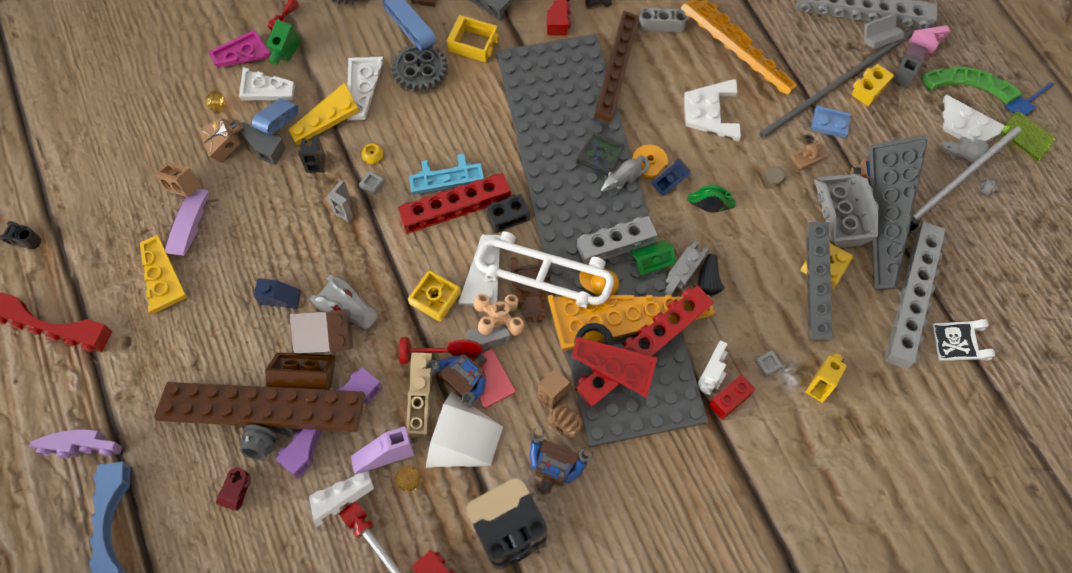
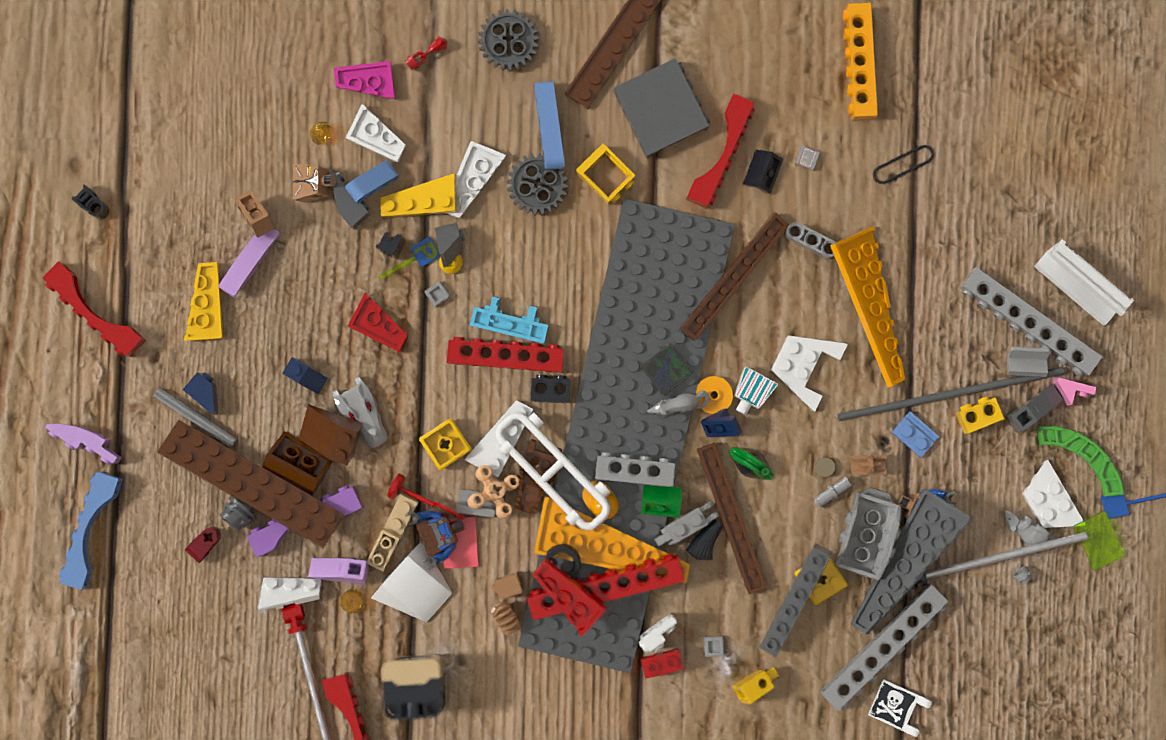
camera: 25 degrees right, 20 degrees up
(181, 376) = (195, 417): none -> light grey axle
(182, 348) = (203, 391): none -> dark blue slope
(282, 42) = (417, 91): green torso -> none
(323, 226) = (377, 325): none -> red wing
(339, 201) = (393, 309): light grey panel -> none
(344, 156) = (424, 253): none -> piece
(363, 134) = (449, 242): none -> dark grey slope
(555, 463) = (480, 648): torso -> none
(680, 140) = (752, 390): none -> torso
(720, 246) = (731, 518): none -> reddish brown plate
(793, 191) = (832, 492): none -> light grey pin

